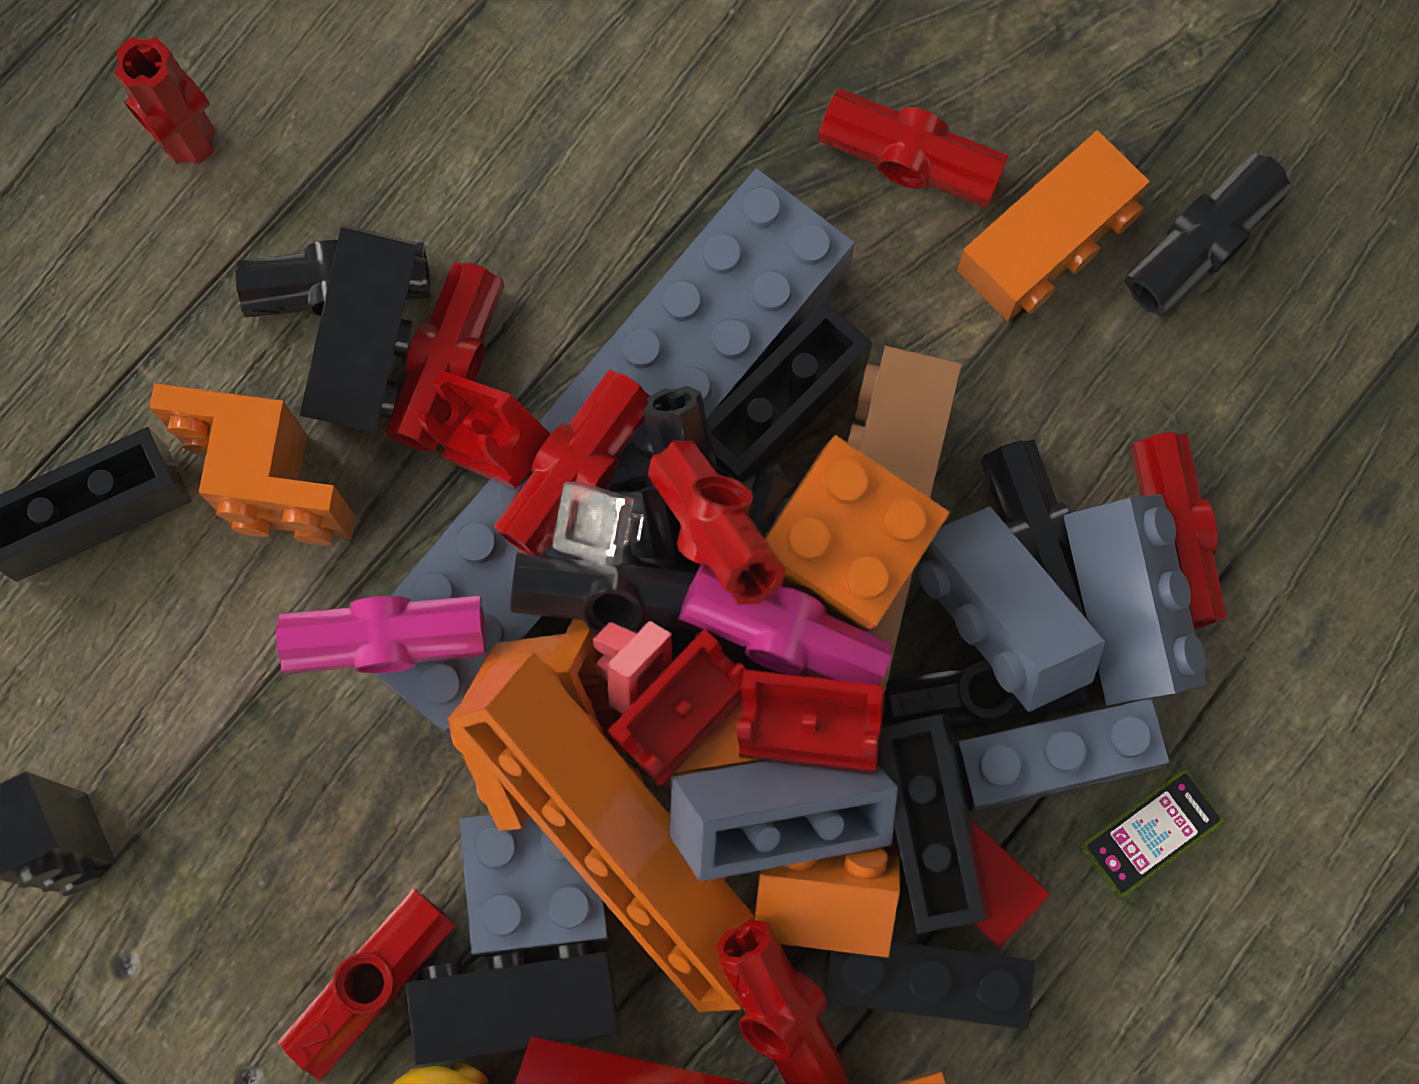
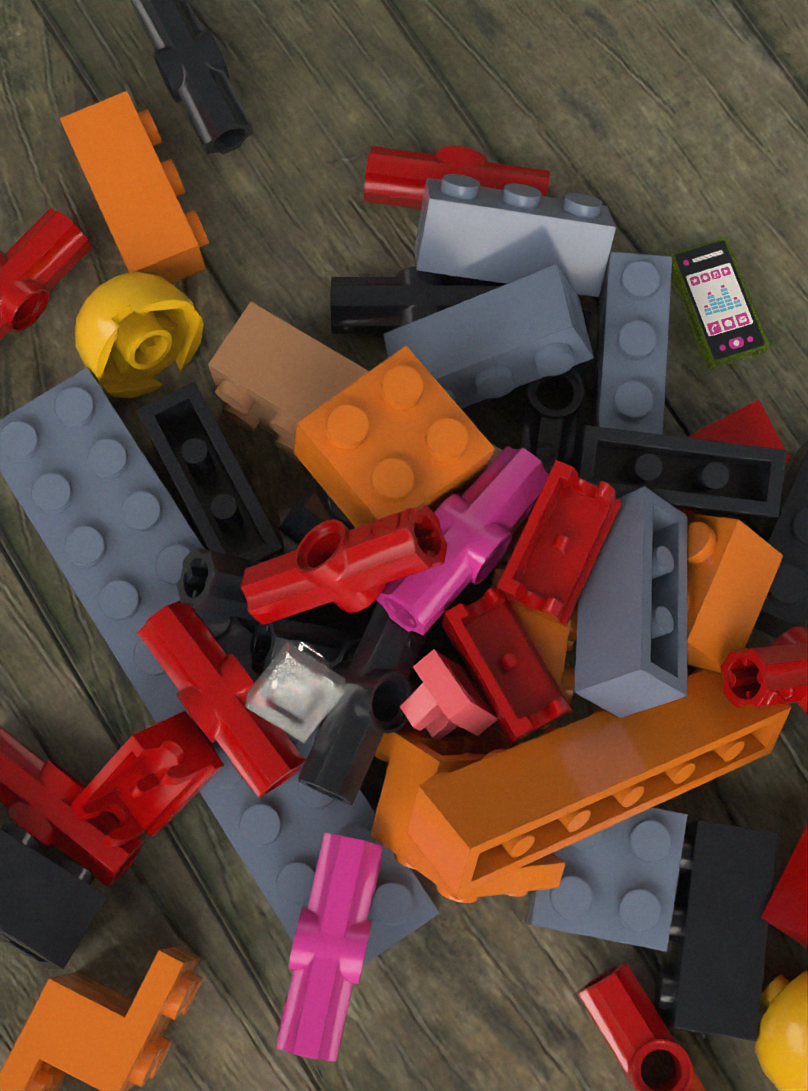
camera: 75 degrees left, 0 degrees up
(911, 274) = (134, 331): none -> yellow cylinder

